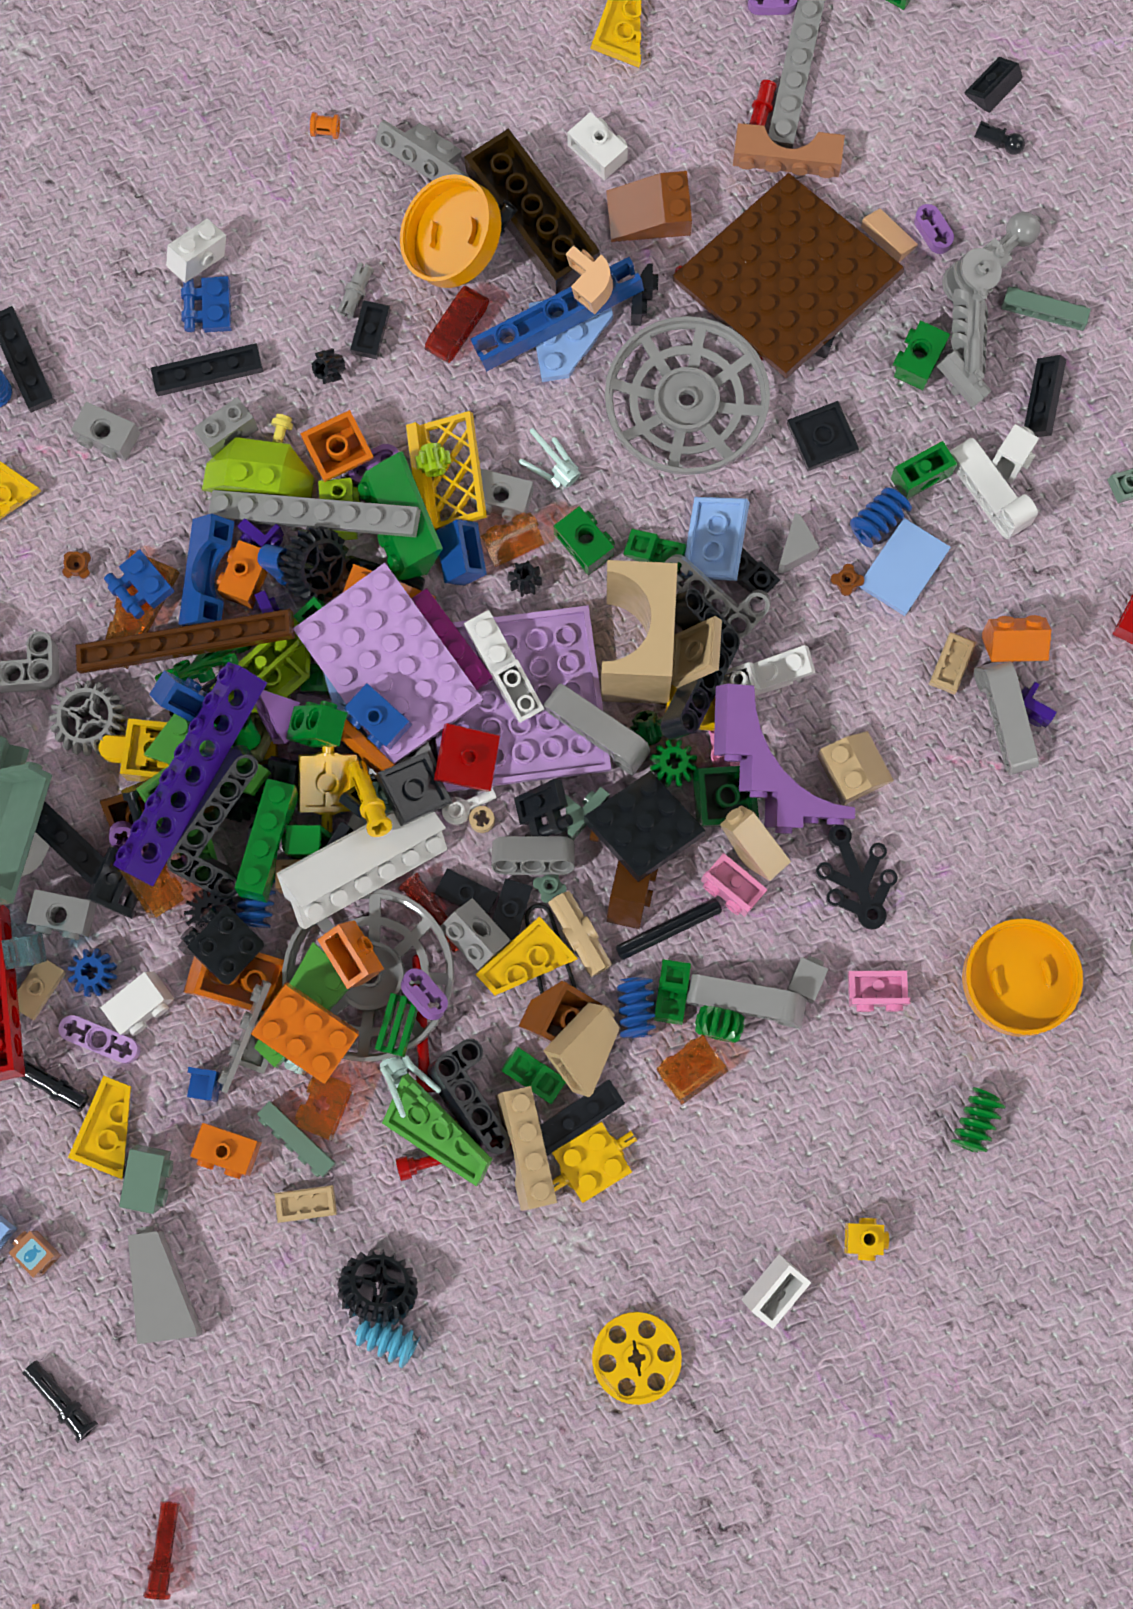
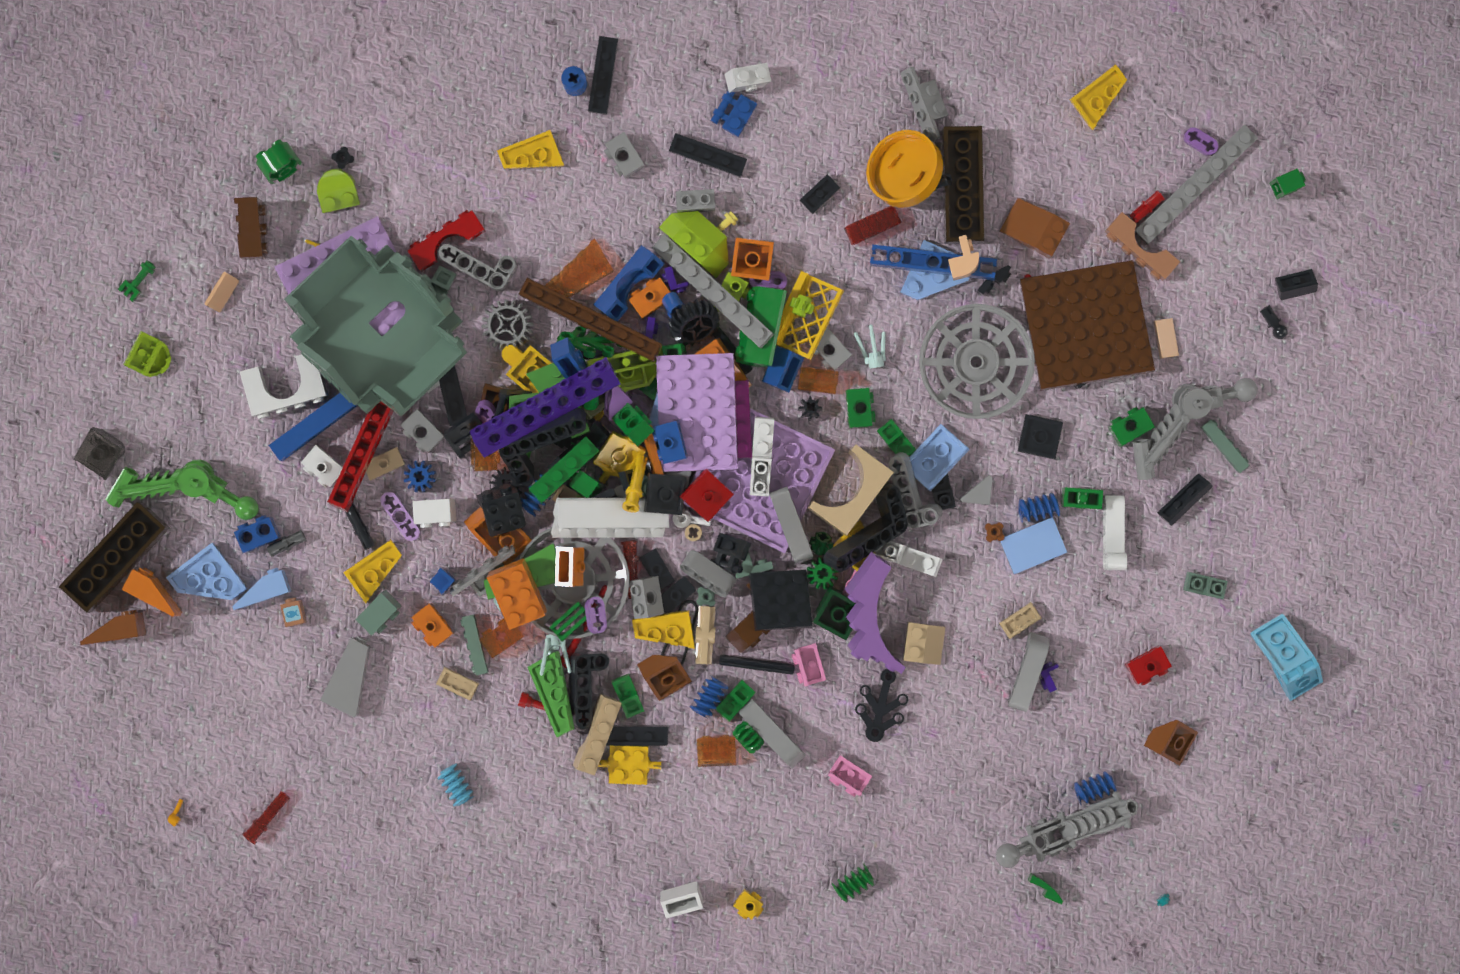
camera: 25 degrees right, 10 degrees up
(24, 951) = (389, 441): clear light blue brick -> none
(70, 559) = (552, 226): dark orange plate -> none
(71, 1412) = (260, 709): black pin -> none
(145, 578) = (591, 264): blue plate -> none
(325, 125) = (876, 44): orange bush -> none
(328, 366) = (780, 201): black gear -> none
(355, 290) = (826, 162): light grey pin -> none
(359, 1289) = (457, 754): black gear -> none
(583, 1048) = (665, 700): tan slope -> none
(597, 145) = (1030, 167): white brick -> none
(624, 1369) = (588, 892): yellow wedge -> none
(696, 652) = (874, 524): tan plate -> none
(754, 843) = (834, 653): tan slope -> none
(808, 978) = (814, 744): light grey brick -> none
(937, 226) = (1190, 352): medium lavender beam -> none
(1015, 452) = (1141, 524): white brick -> none
(1017, 639) = (1062, 635): orange slope -> none
(1022, 977) = (933, 822): light orange piece -> none

